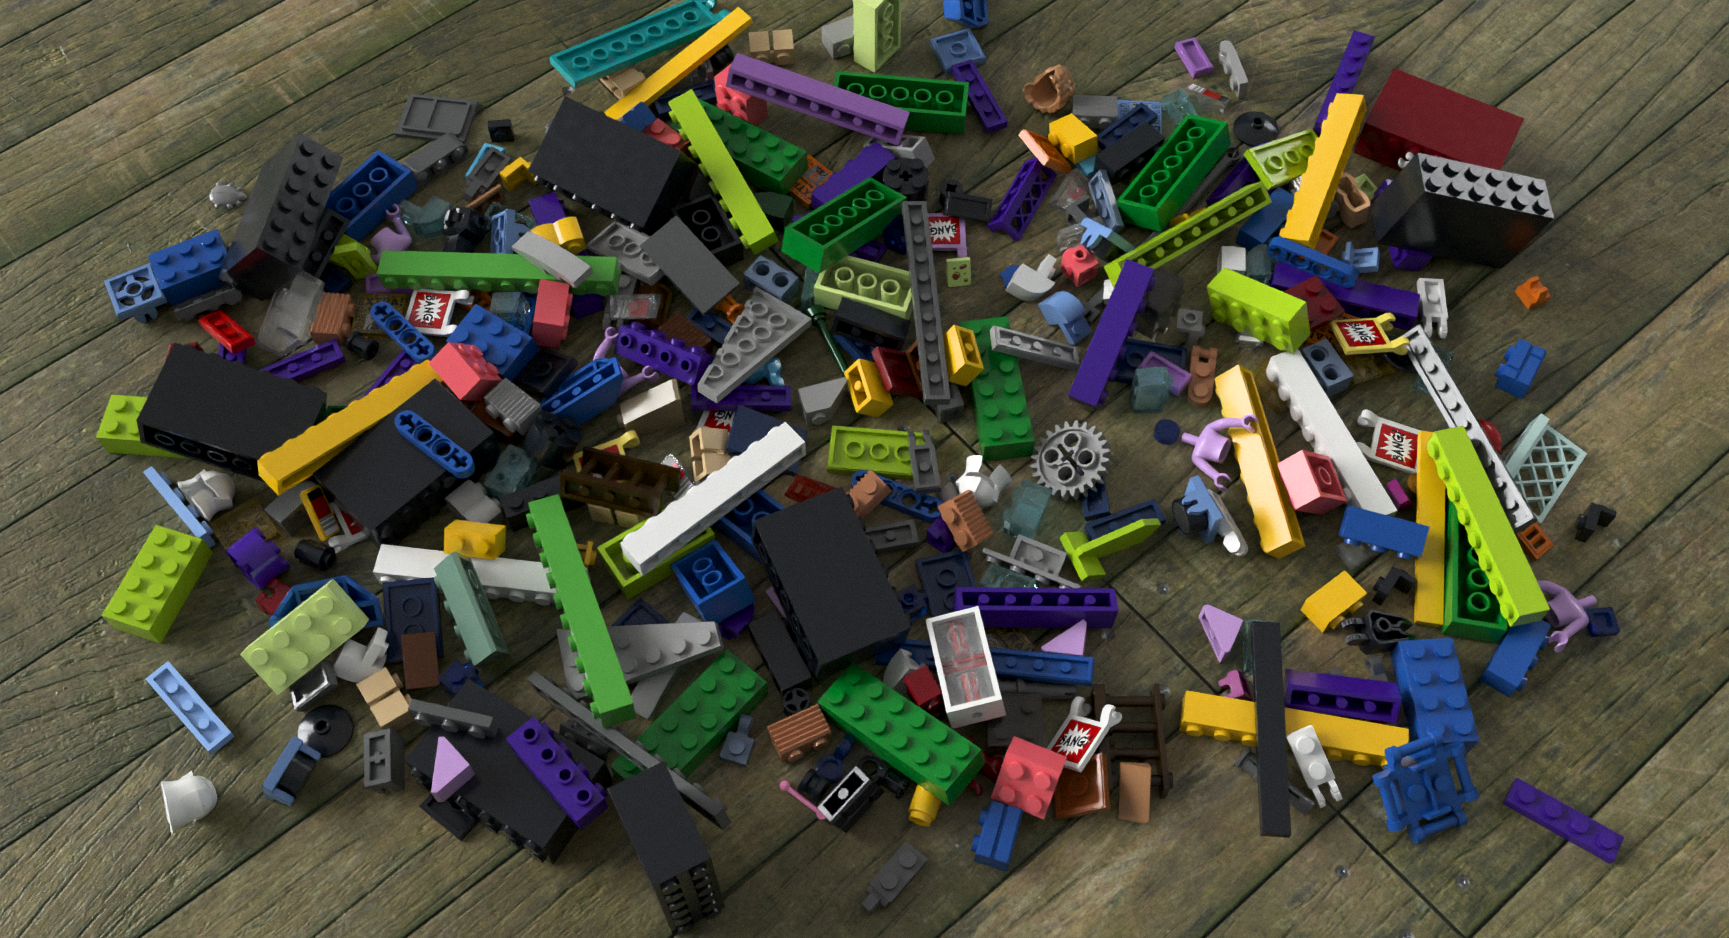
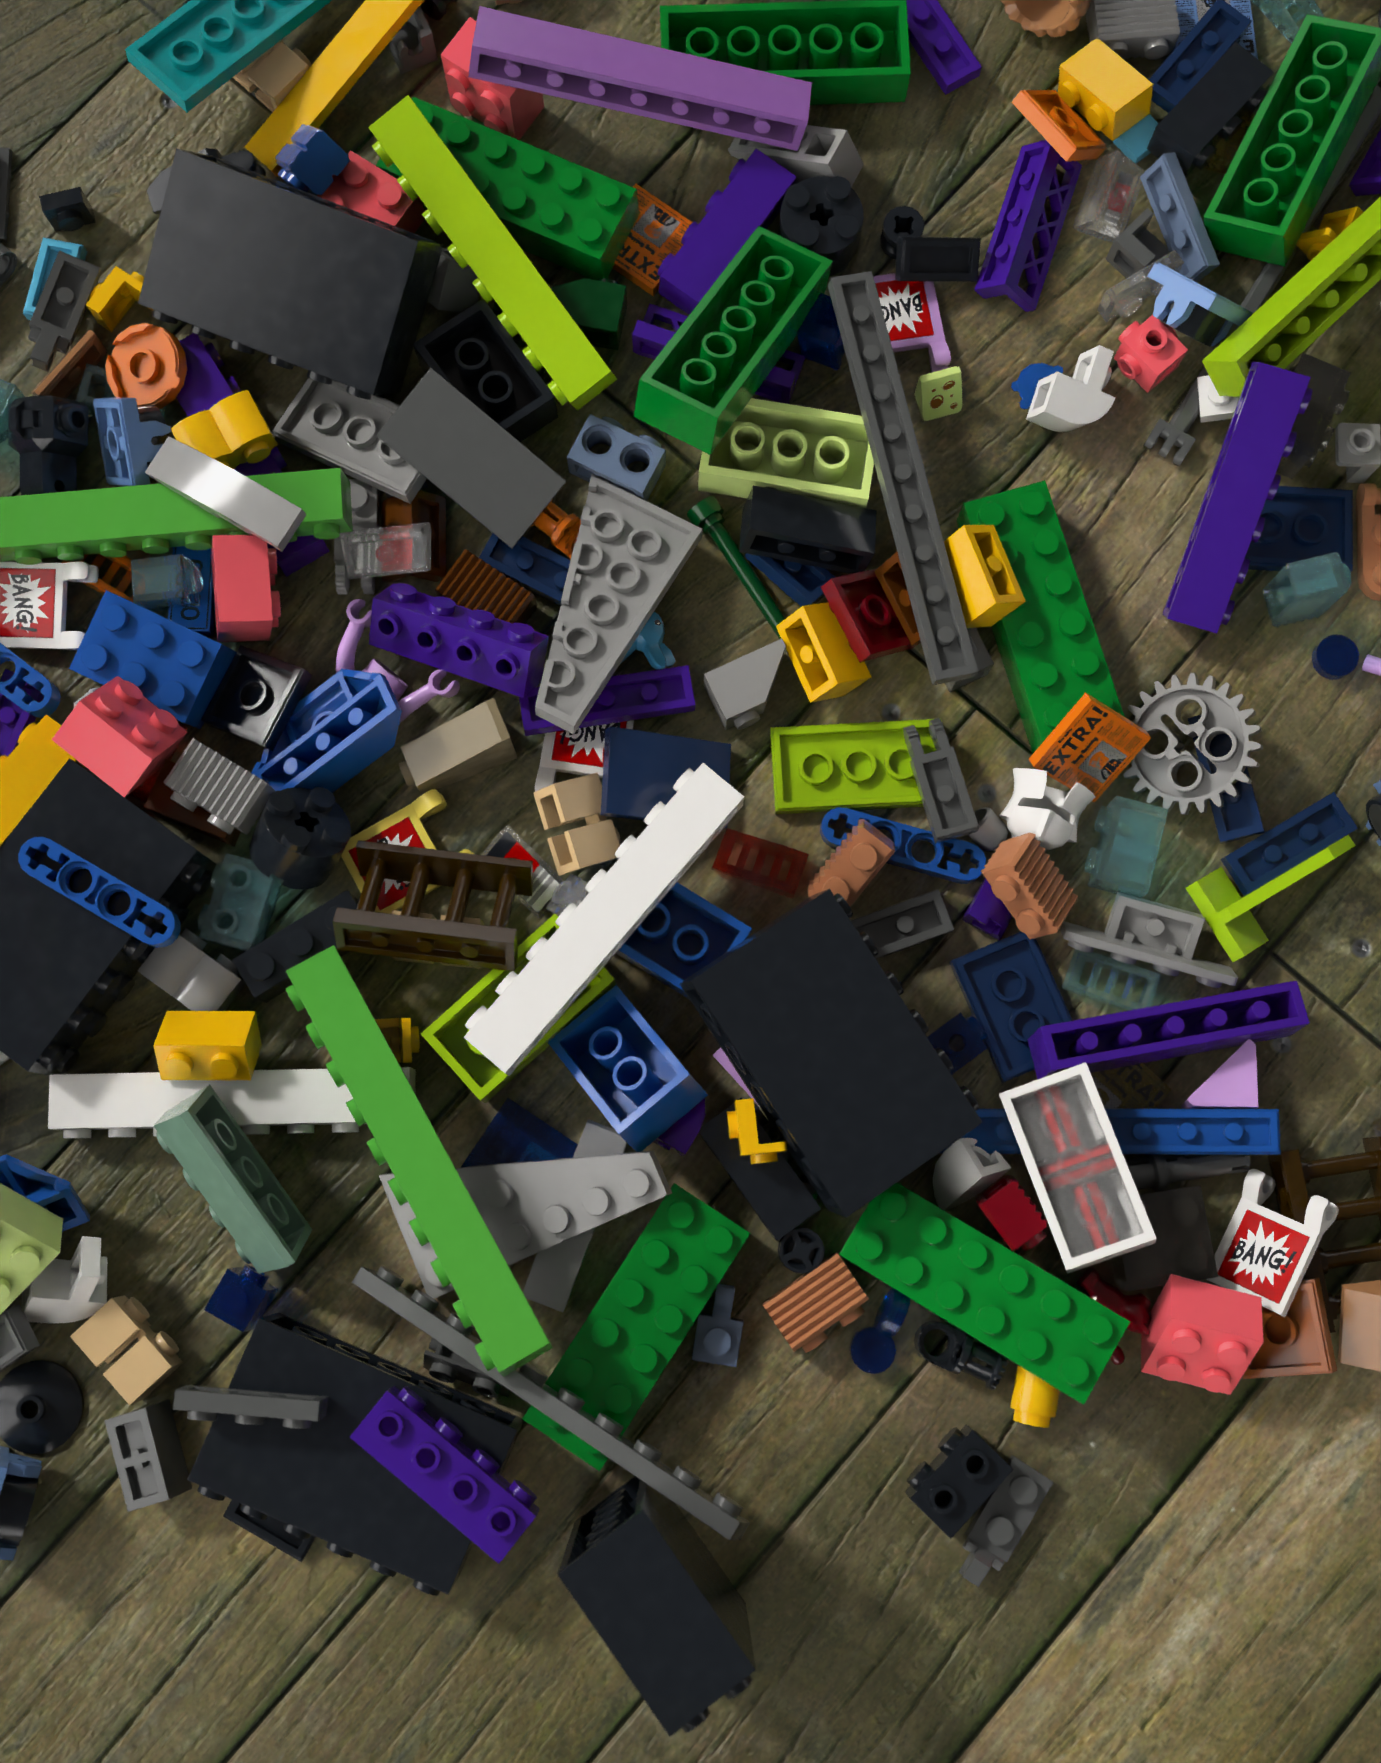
camera: 10 degrees left, 20 degrees up
(411, 609) = (135, 1201): dark blue tile -> none
(420, 660) = (166, 1278): reddish brown panel -> none
(450, 771) = (266, 1493): lavender slope -> none
(527, 201) = (146, 365): none -> orange tile
(703, 91) = (417, 77): dark blue plate -> none
(772, 619) = (744, 1127): none -> yellow bracket
(785, 786) = (871, 1426): bright pink hinge -> none
(808, 289) = (687, 469): clear light blue slope -> none
(814, 786) = (854, 1389): black wheel -> none
(850, 799) = (919, 1411): black brick -> none
(867, 847) = (957, 1479): none -> black brick
(997, 835) = (1158, 1428): blue brick -> none
(1012, 450) = (1090, 746): none -> orange tile
(1034, 348) = (1098, 536): light grey tile -> none
(1066, 311) = (1142, 452): medium blue brick -> none
(1180, 377) = (1310, 538): medium lavender tile -> none

